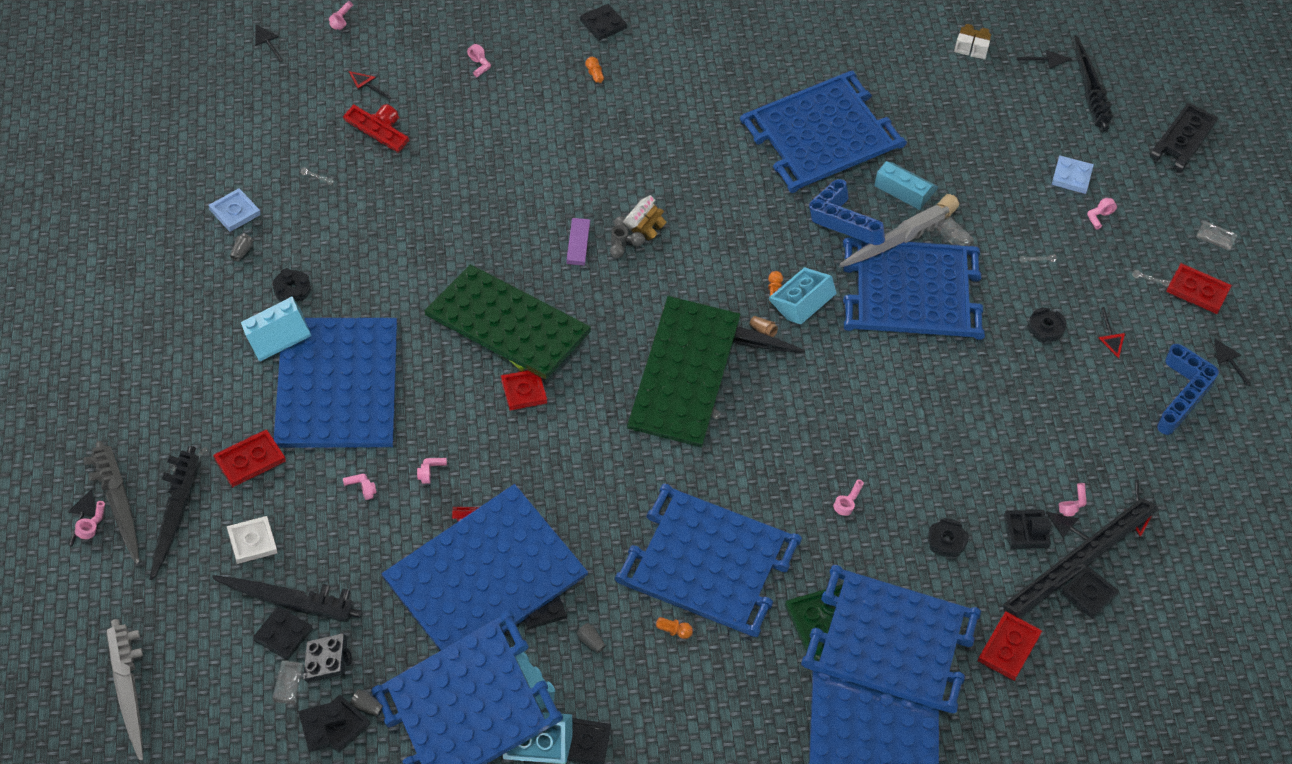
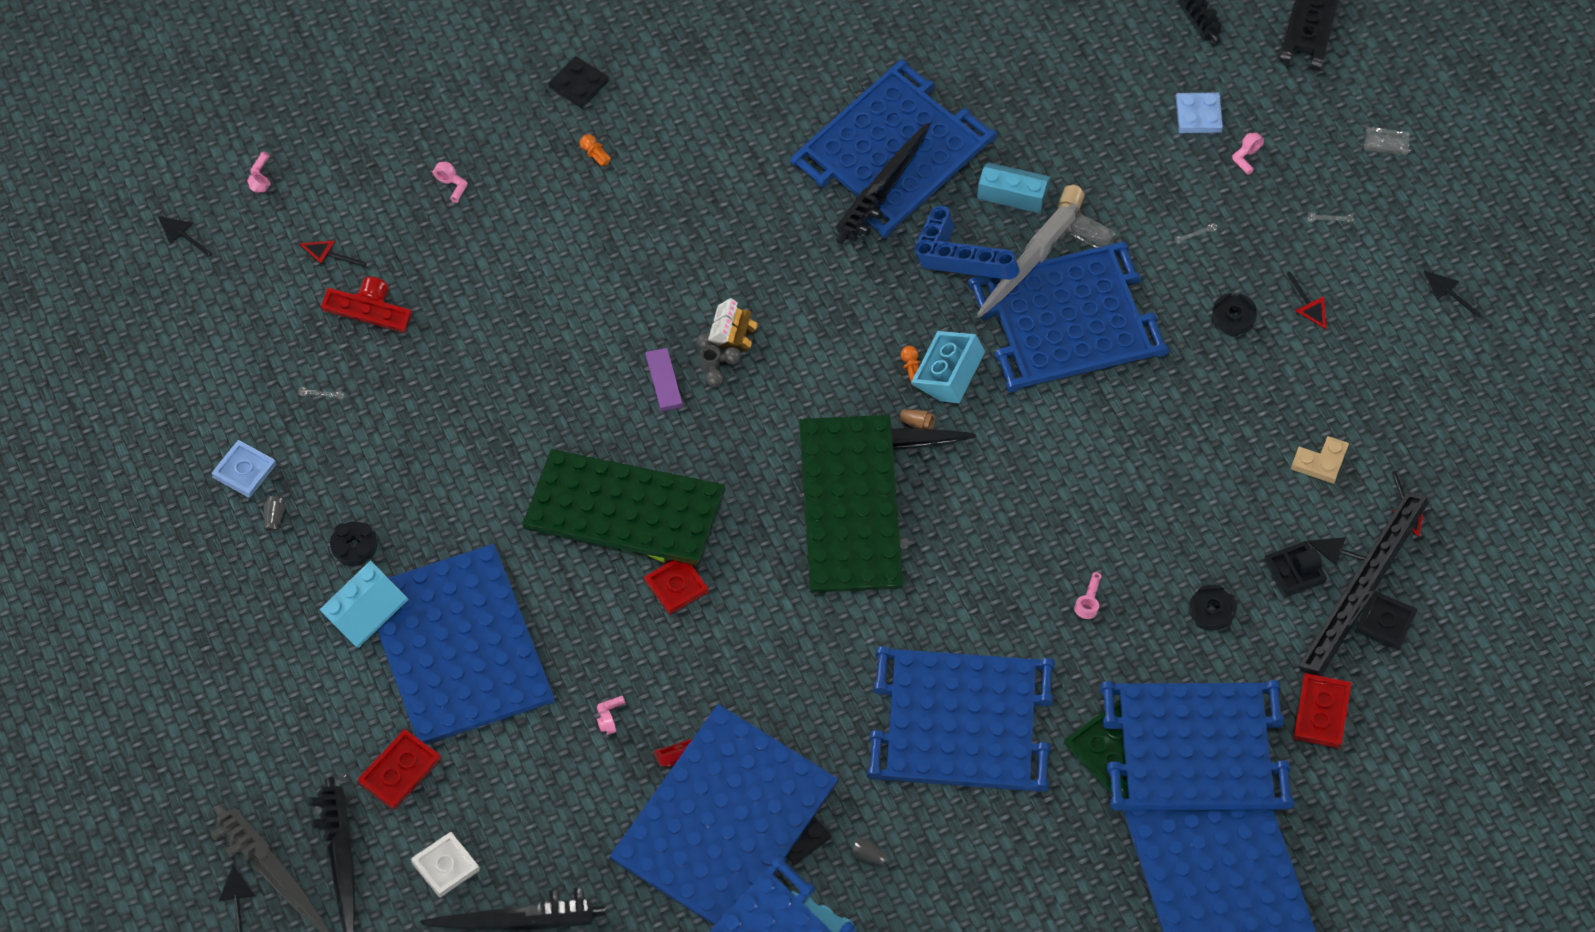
camera: 15 degrees left, 5 degrees up
(85, 527) = (252, 912): bright pink plate -> none
(367, 487) = (549, 760): bright pink plate -> none
(683, 630) = (964, 810): orange axle -> none
(792, 158) = (869, 200): none -> black piece
(1069, 508) = (1333, 528): bright pink plate -> none
(1079, 458) = (1323, 465): none -> tan plate
(1198, 288) = (1387, 214): red plate -> none
(1202, 380) = (1420, 322): blue beam -> none

